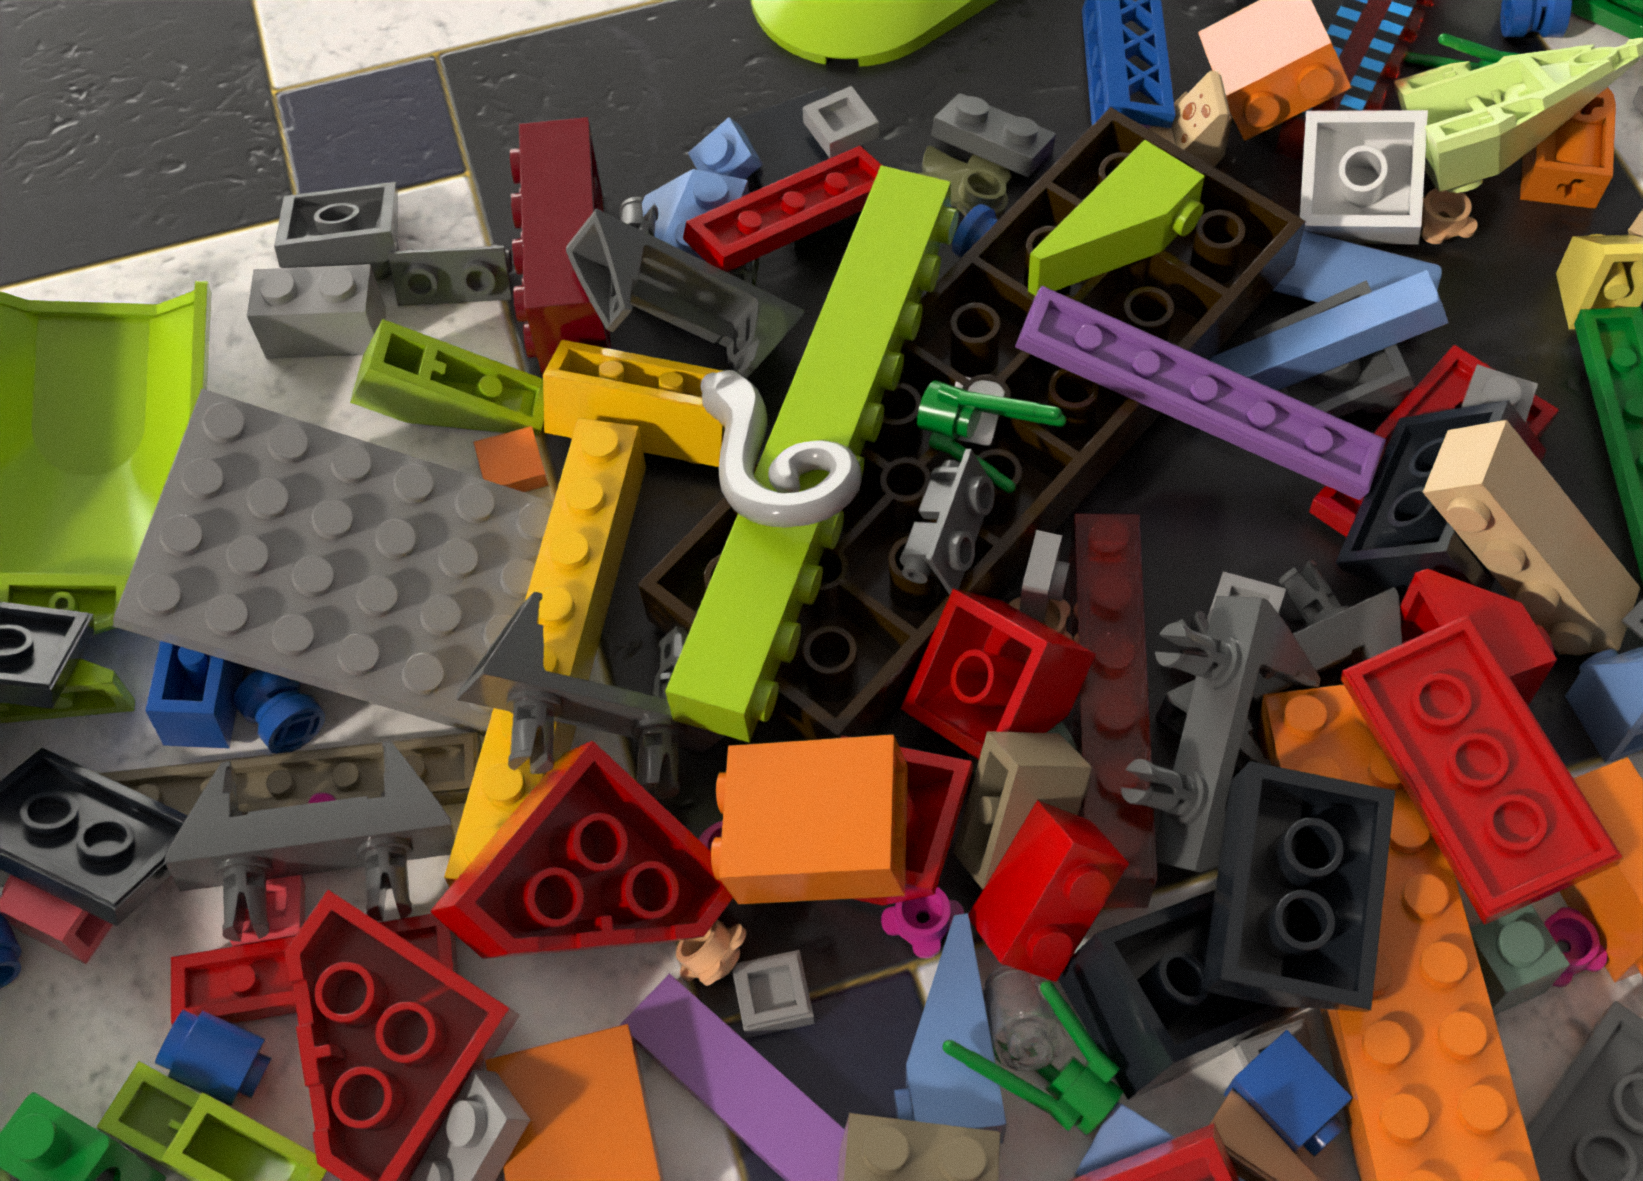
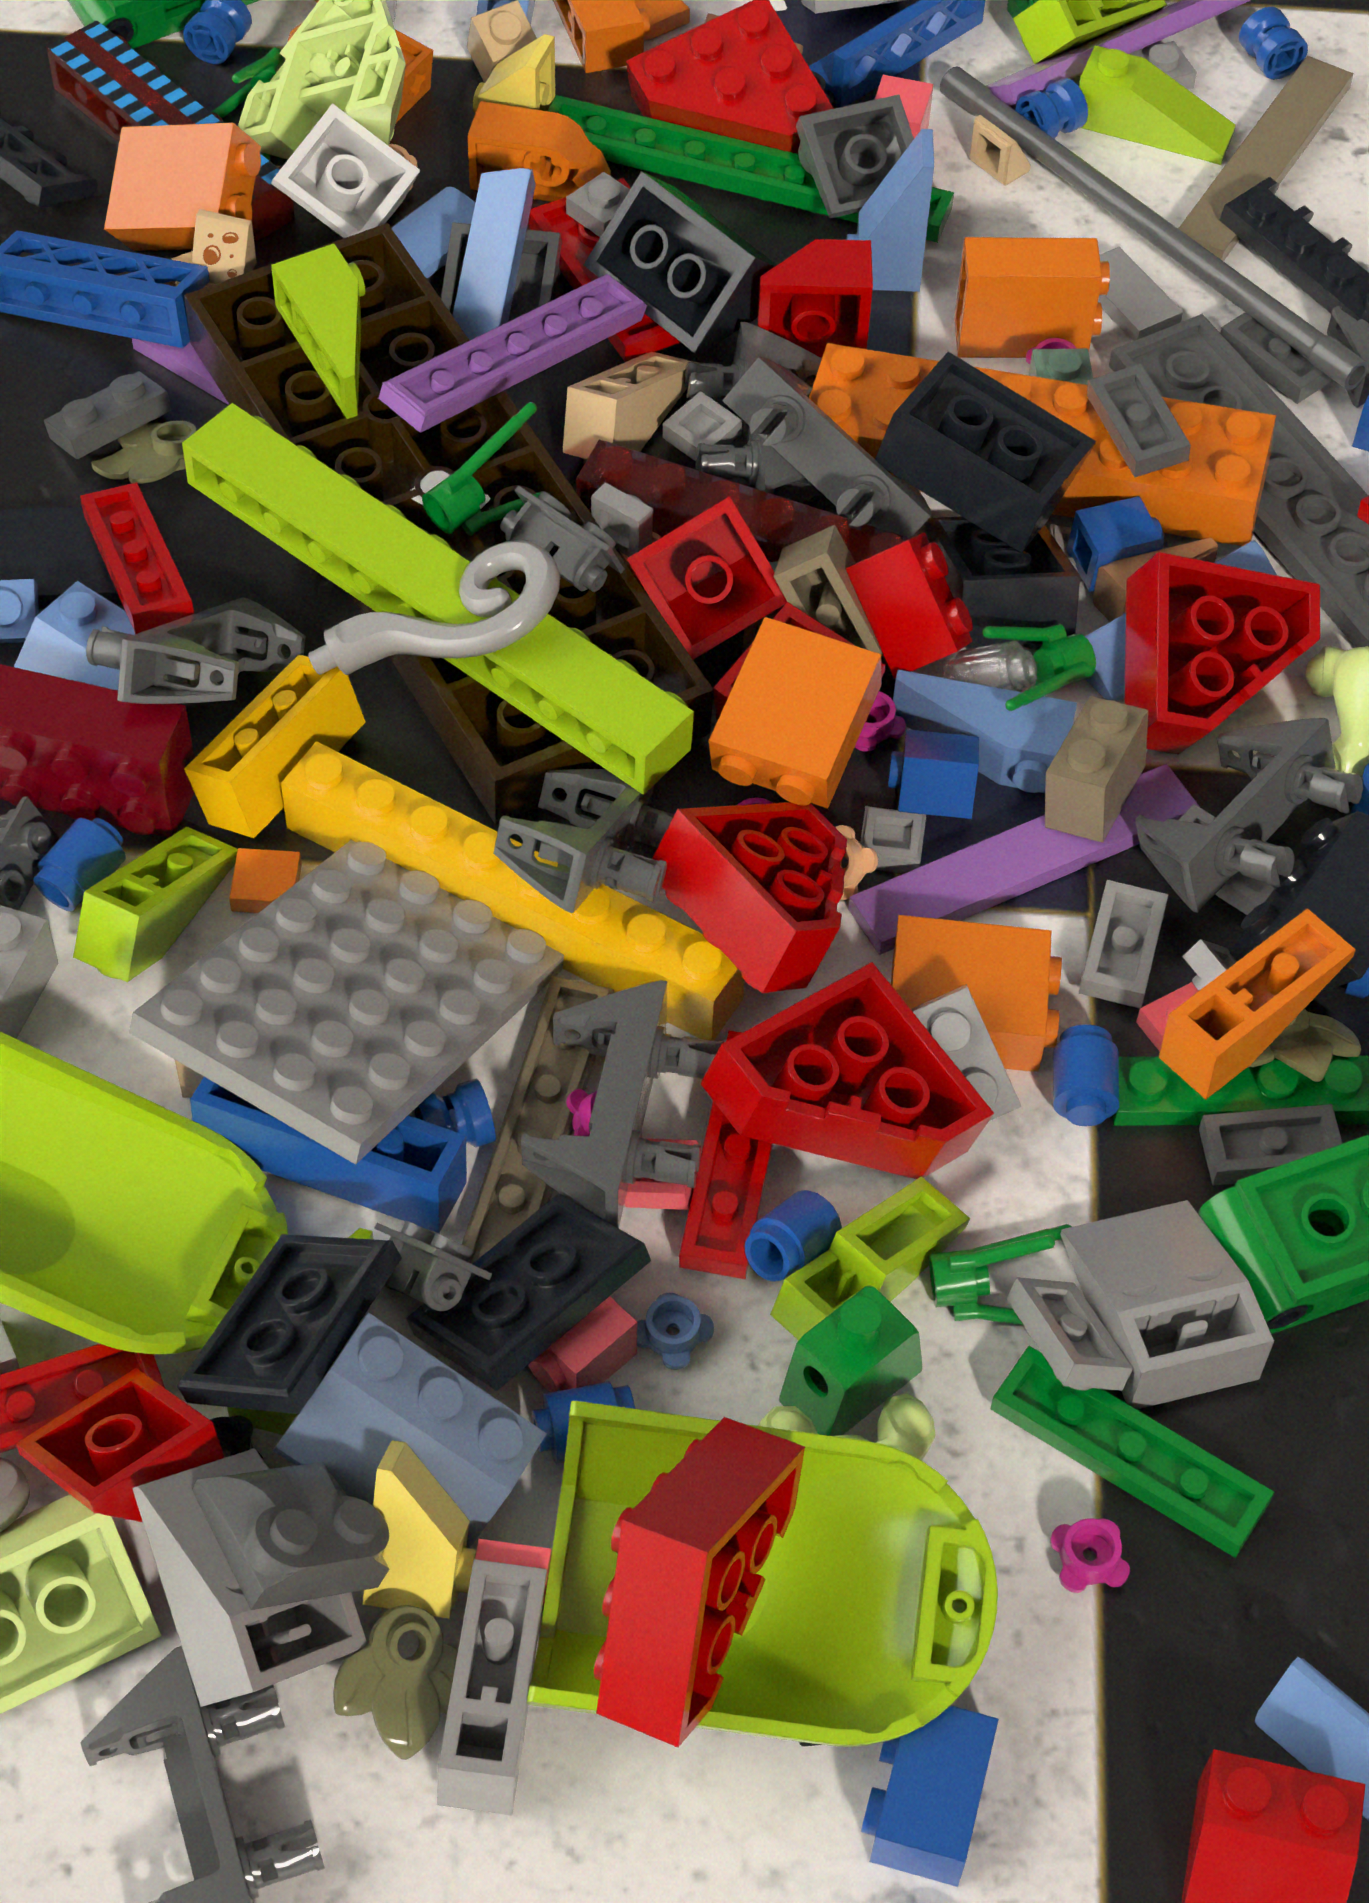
camera: 75 degrees left, 5 degrees down
(86, 975) = (678, 1312): none -> medium blue plate
(93, 741) = (430, 1266): none -> dark grey hinge
(470, 319) = (79, 861): none -> blue brick
(841, 122) = (36, 503): light grey plate -> none
(856, 1006) = (936, 773): none -> blue brick
(1227, 527) = (622, 403): none -> tan slope
(1423, 1047) = (1138, 420): none -> dark grey plate
(1479, 769) = (924, 309): red tile -> none
(1531, 537) = (750, 209): tan brick -> none
(1537, 318) = (535, 140): none -> orange piece

